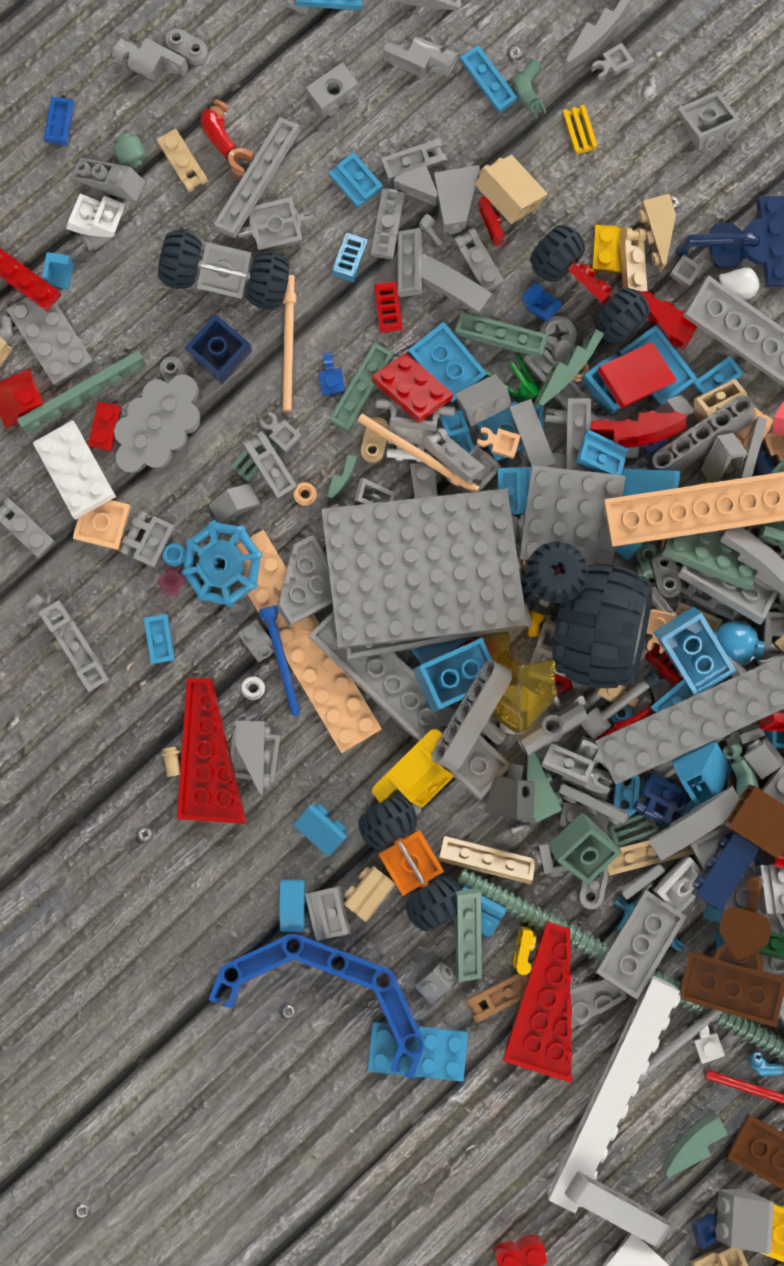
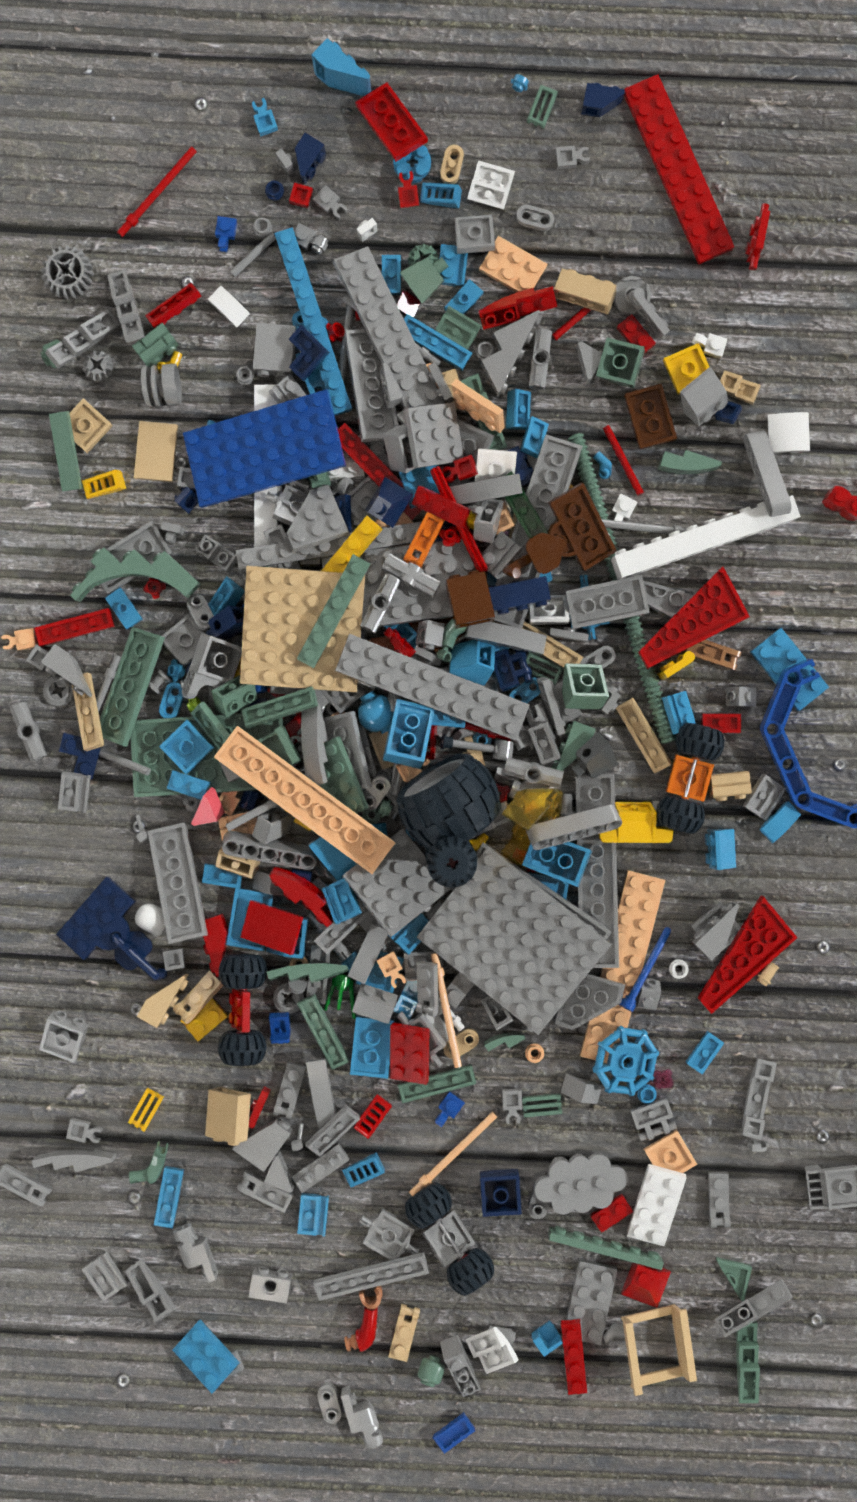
camera: 130 degrees left, 5 degrees up
(270, 465) = (539, 1091): light grey plate -> none
(429, 942) = (723, 722): none -> red plate
(468, 935) = (698, 705): sand green plate -> none

